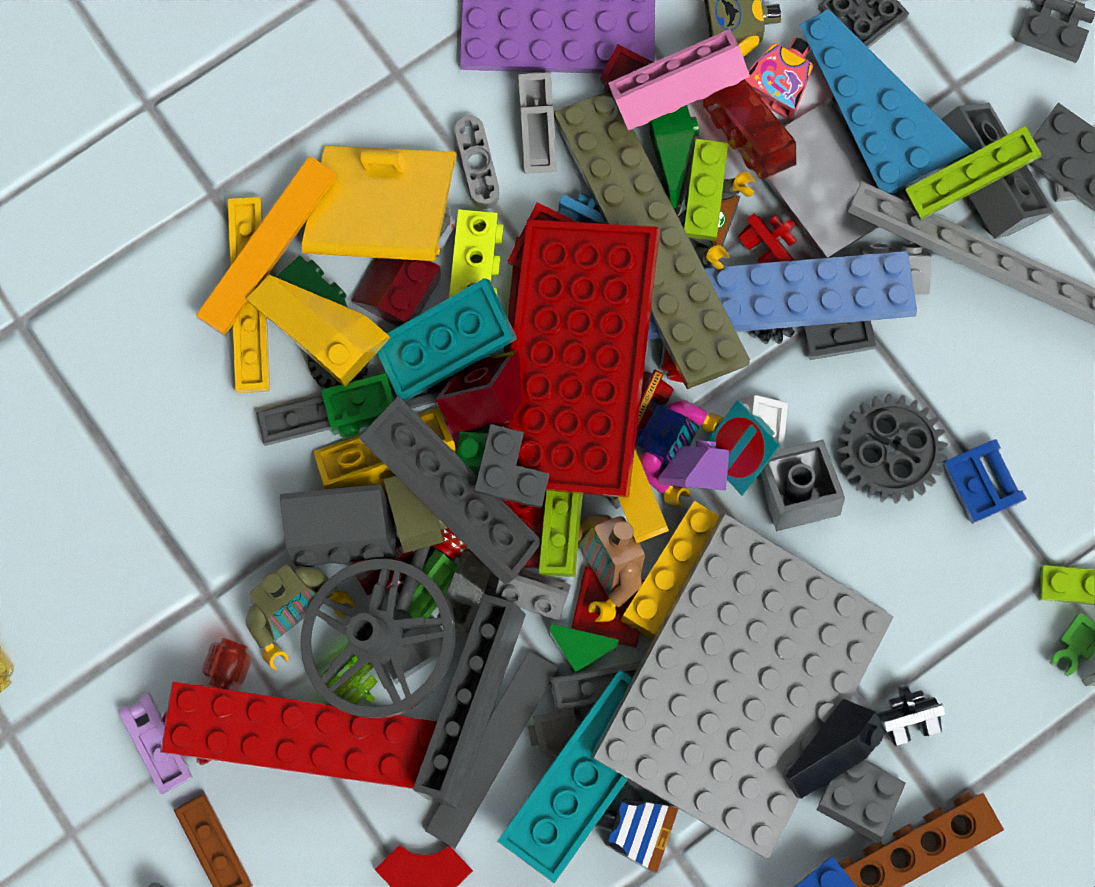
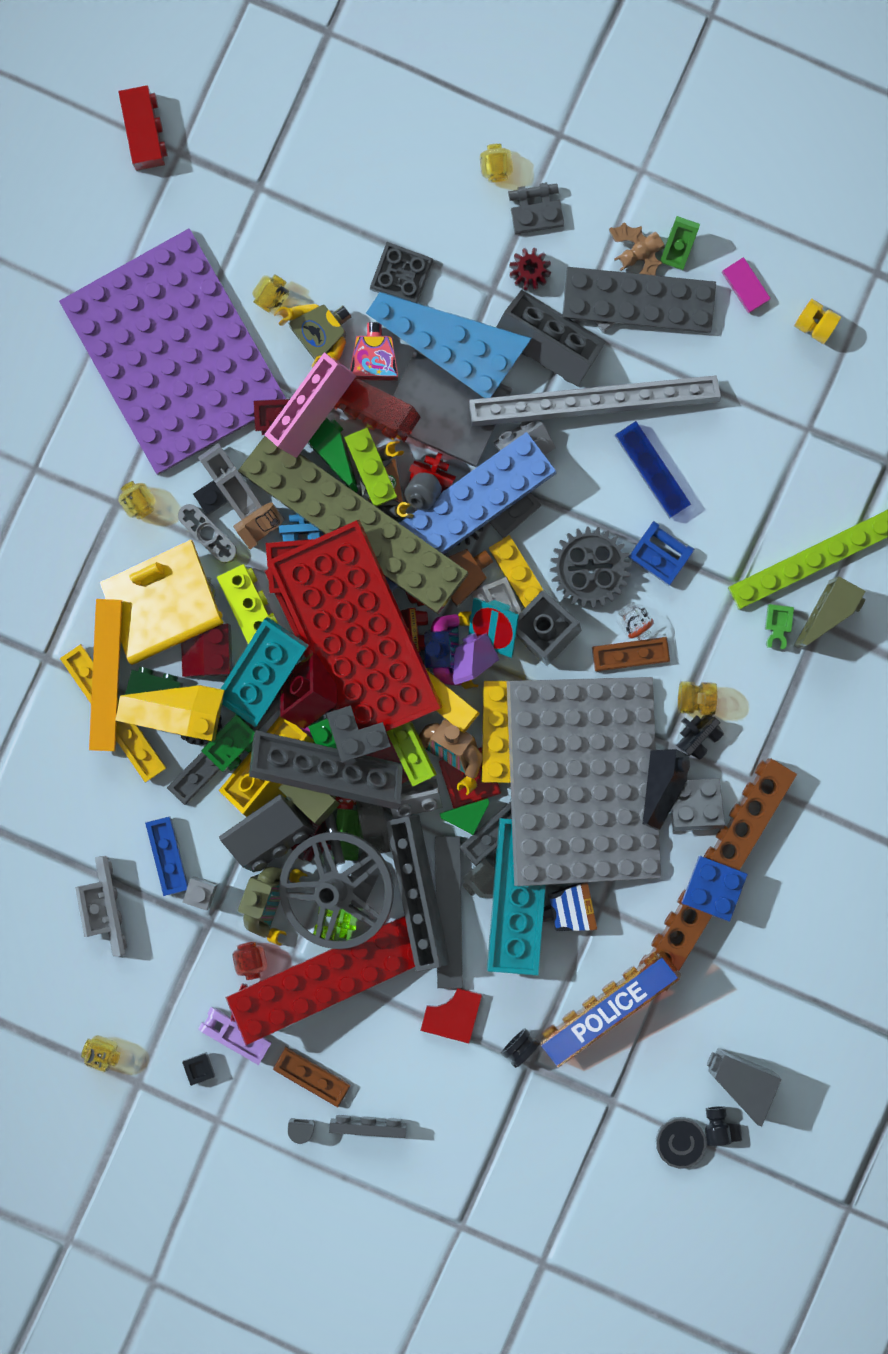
camera: 35 degrees left, 10 degrees up
(88, 756) = (198, 1068): none -> black plate
(93, 500) = (99, 907): none -> light grey bracket
(208, 488) = (167, 855): none -> blue plate
(218, 552) = (199, 893): none -> light grey brick
(421, 79) = (136, 500): none -> clear yellow head
(504, 126) = (210, 497): none -> black plate
(541, 183) = (258, 524): none -> medium nougat leg
(747, 380) = (476, 576): none -> dark orange torso
(750, 248) = (423, 491): none -> dark grey head
(803, 401) = (516, 570): none -> yellow plate
(882, 576) = (630, 654): none -> dark orange tile
(909, 539) = (635, 621): none -> clear head
(923, 664) = (688, 698): none -> clear yellow wheel
(973, 172) = (540, 354): lime plate -> none
(1024, 84) = (535, 262): none -> dark red gear
(1028, 382) = (652, 469): none -> clear blue plate

